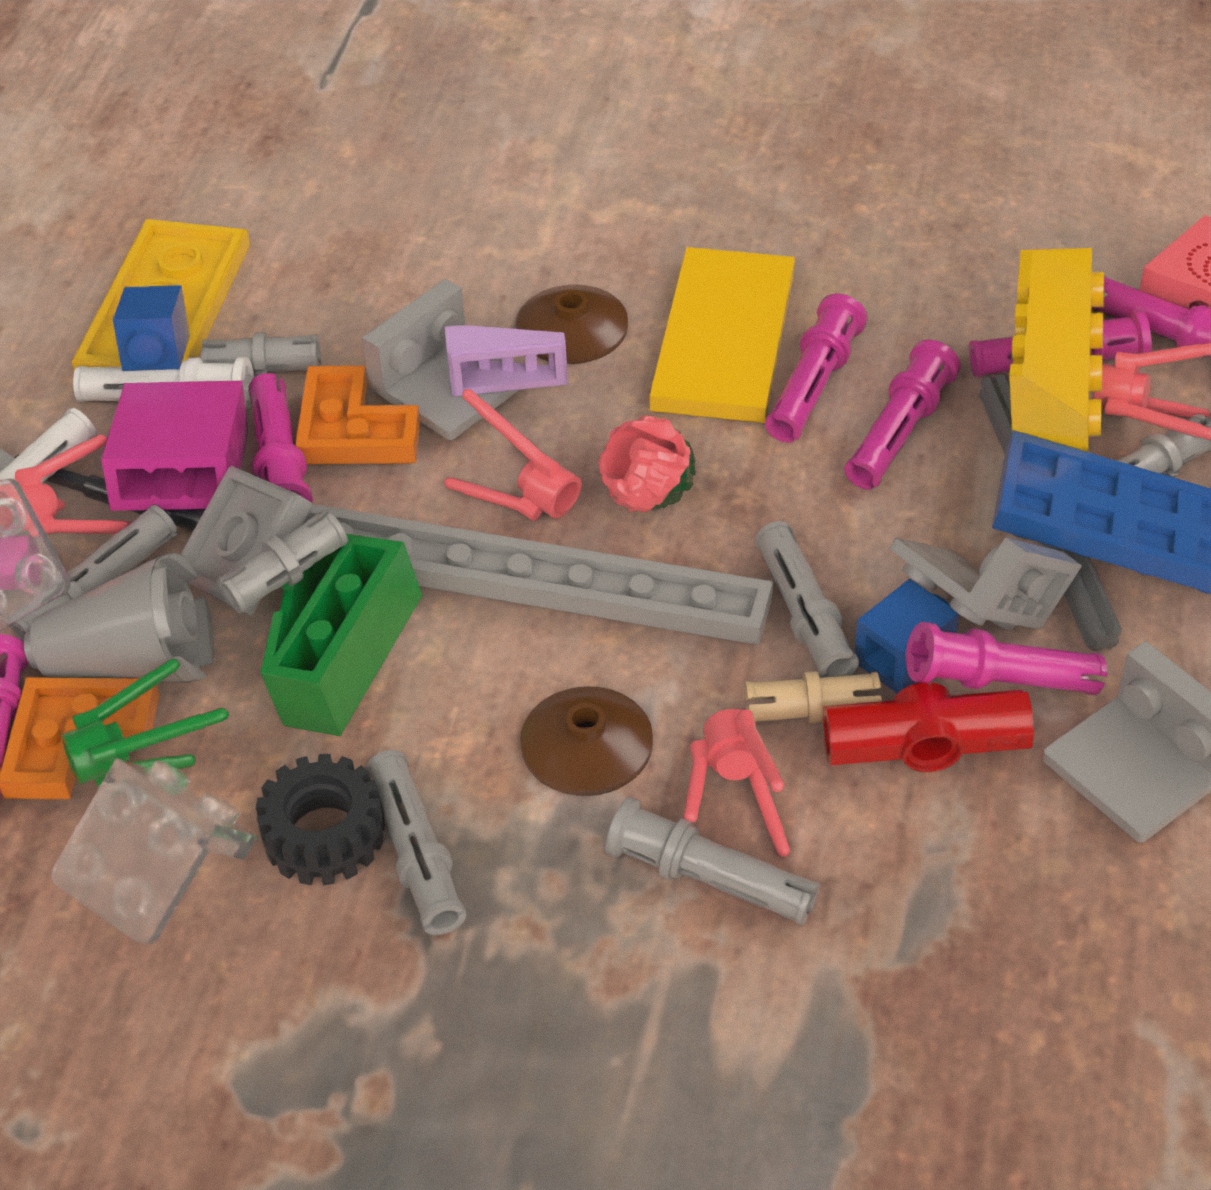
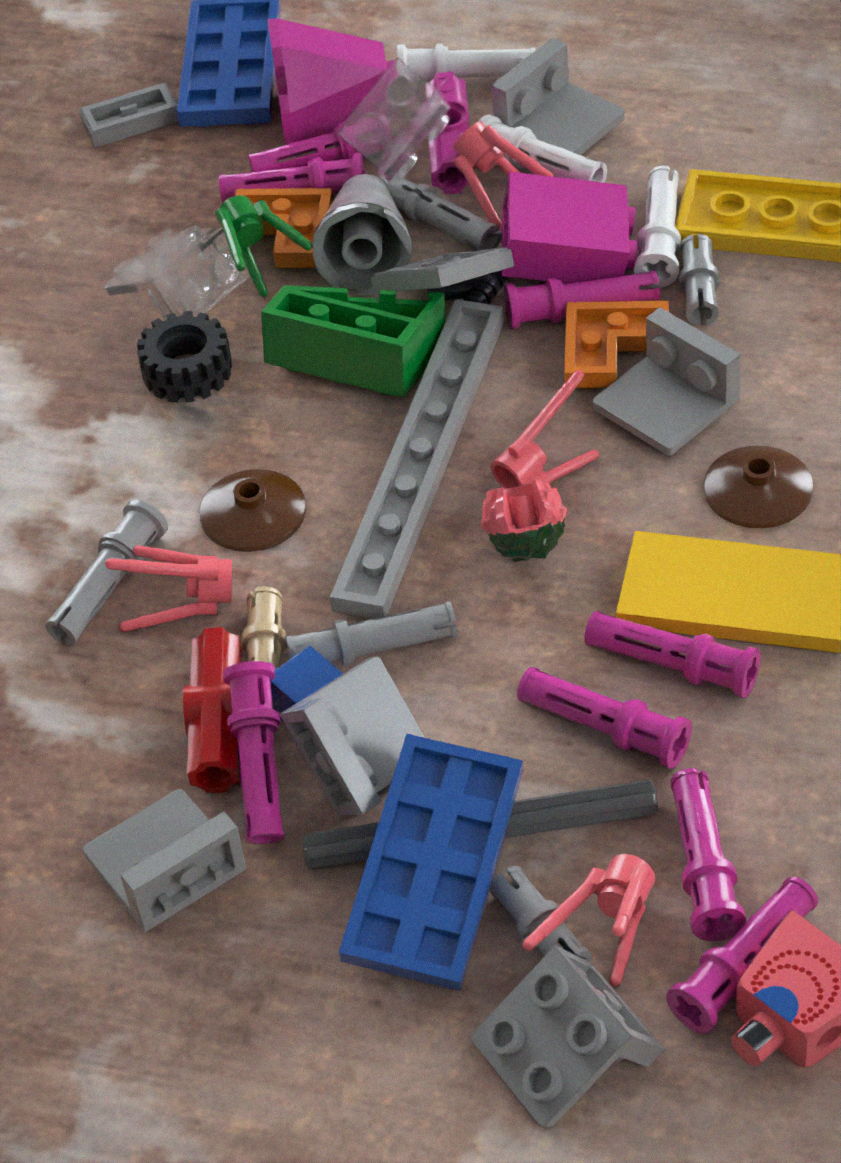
camera: 95 degrees right, 0 degrees up
(151, 328) = (693, 191): blue brick -> none
(282, 561) = (386, 279): light grey pin -> none
(434, 897) = (147, 410): light grey pin -> none
(473, 347) = (656, 406): lavender slope -> none
(1054, 345) = (631, 795): yellow wedge -> none

